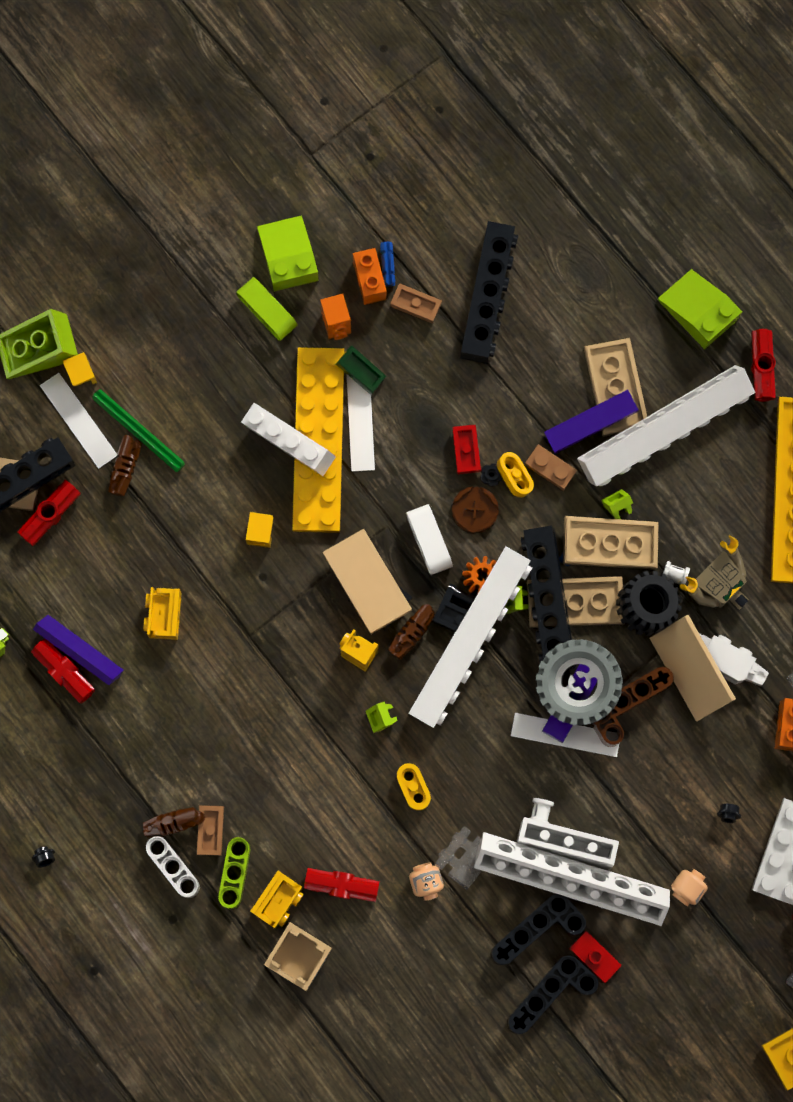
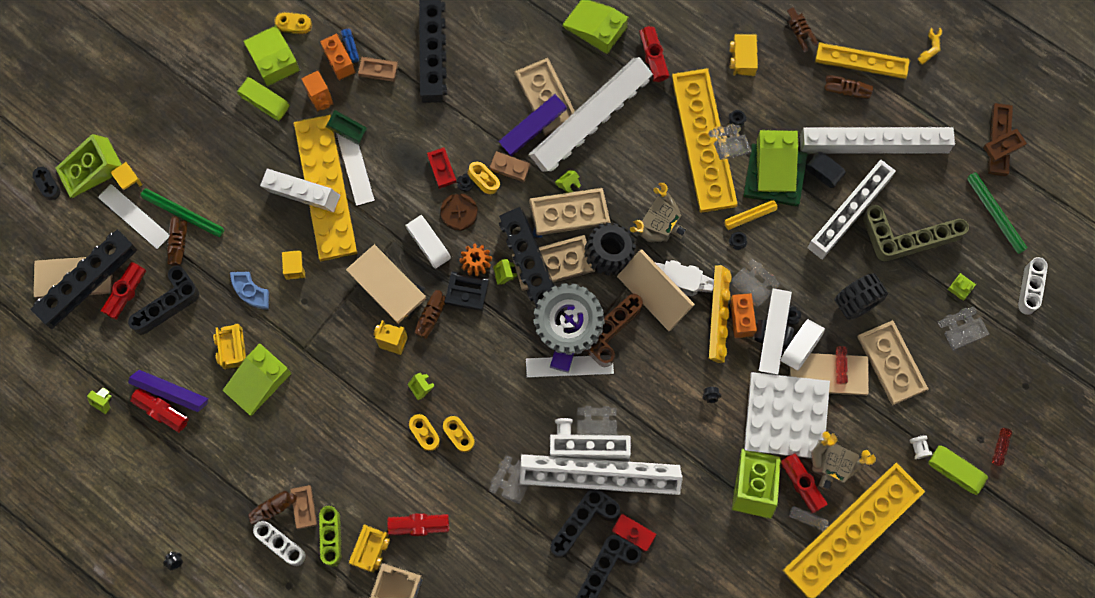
camera: 10 degrees left, 5 degrees down
(92, 540) = (162, 303): none -> black beam
(185, 661) = (256, 379): none -> lime slope
(198, 548) = (249, 291): none -> medium blue tile
(322, 218) = (292, 24): none -> yellow plate
(373, 775) = (424, 433): none -> yellow plate
(426, 881) = (485, 505): light nougat head -> none
(469, 637) = (475, 307): white brick -> none
(580, 820) = (597, 427): none -> clear plate
(676, 573) = (626, 222): white bush -> none
(689, 887) = (694, 459): light nougat head -> none
(757, 934) = (757, 484): none -> lime slope
(764, 716) = (720, 314): none -> yellow plate

